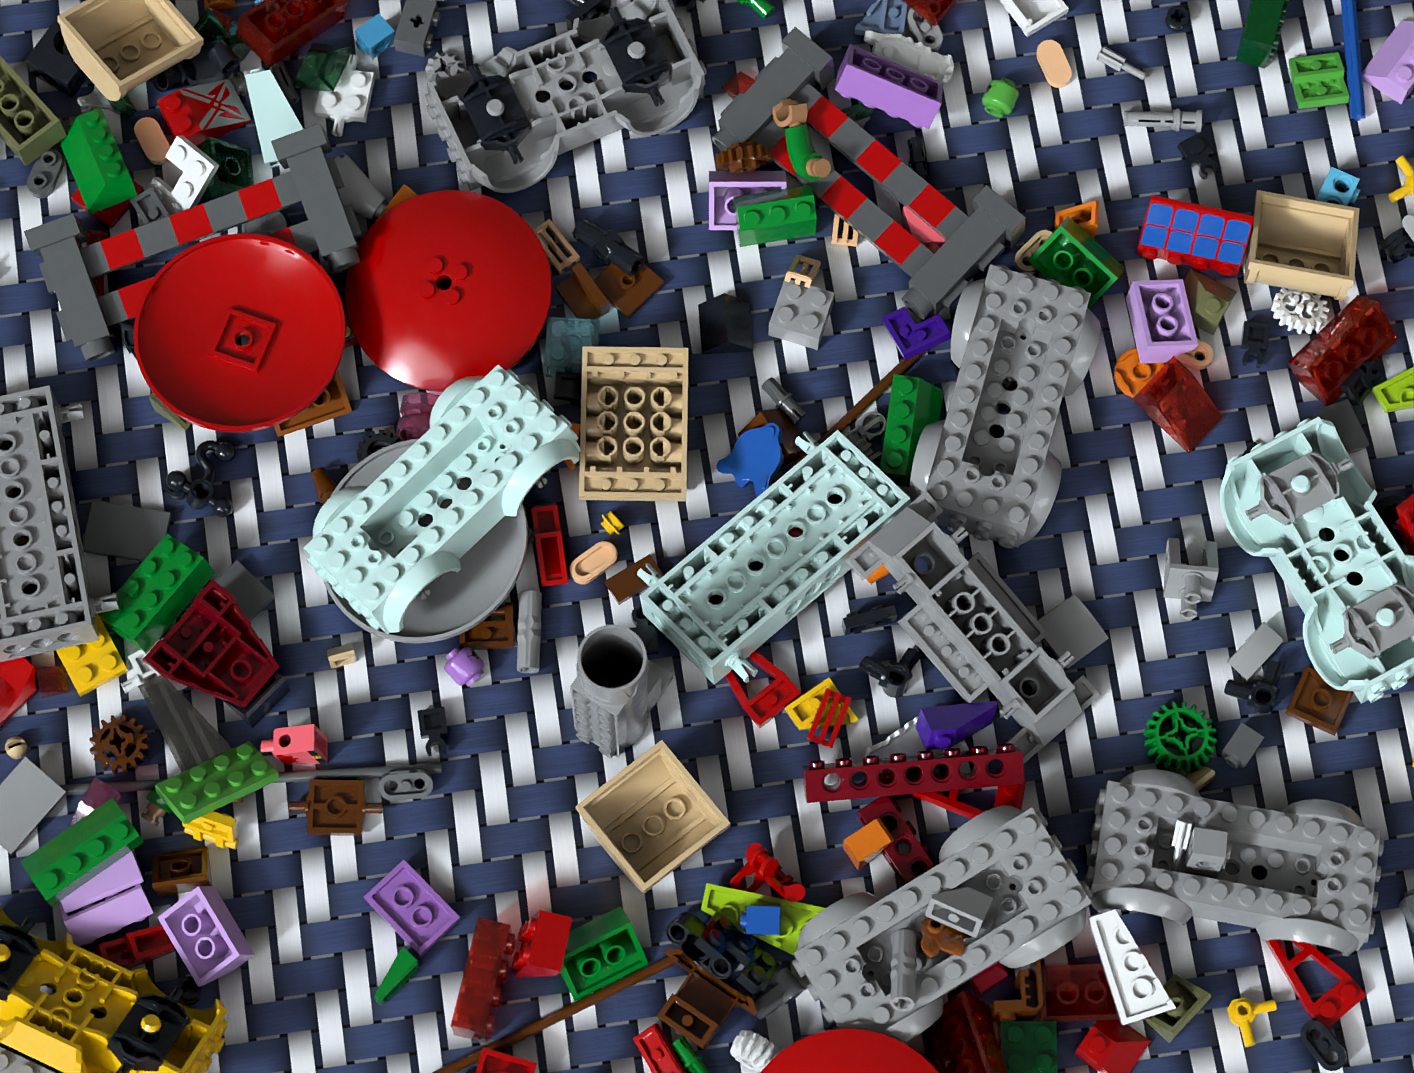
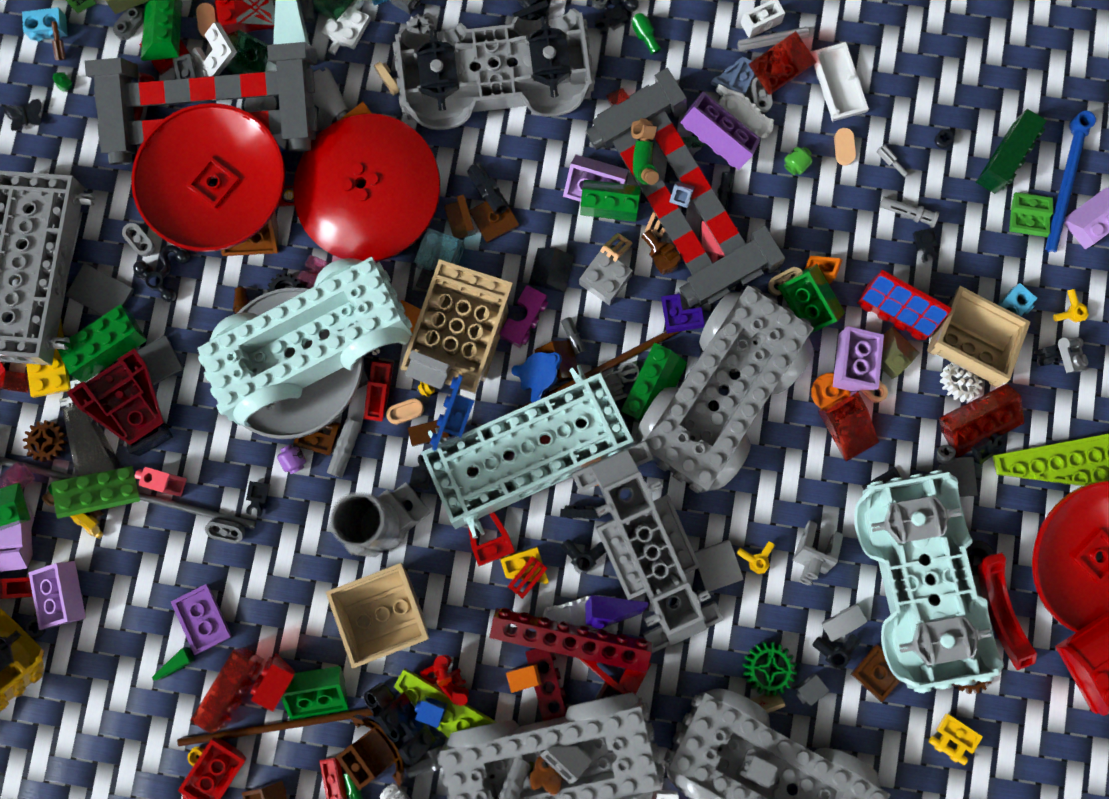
camera: 25 degrees right, 10 degrees up
(157, 449) = (139, 240): none -> light grey plate
(181, 871) = (57, 543): reddish brown slope -> none
(335, 807) = (173, 531): reddish brown plate -> none
(341, 655) = (213, 424): tan slope -> none
(418, 140) = (383, 71): none -> tan plate
(566, 262) = (457, 190): light nougat tile -> none
(616, 485) = (427, 370): none -> light grey panel
(670, 531) = (455, 415): none -> blue bracket
(707, 416) = (518, 331): none -> magenta arch
(743, 157) = (600, 152): reddish brown gear -> none
(865, 262) = (663, 253): none -> reddish brown piece
(866, 180) = (681, 194): none -> sand blue slope
(1121, 610) = (759, 562): none -> yellow piece
(1180, 840) = (743, 754): axle -> none
(1255, 339) = (921, 392): black plate -> none
(1312, 405) = (946, 459): none -> dark grey bush

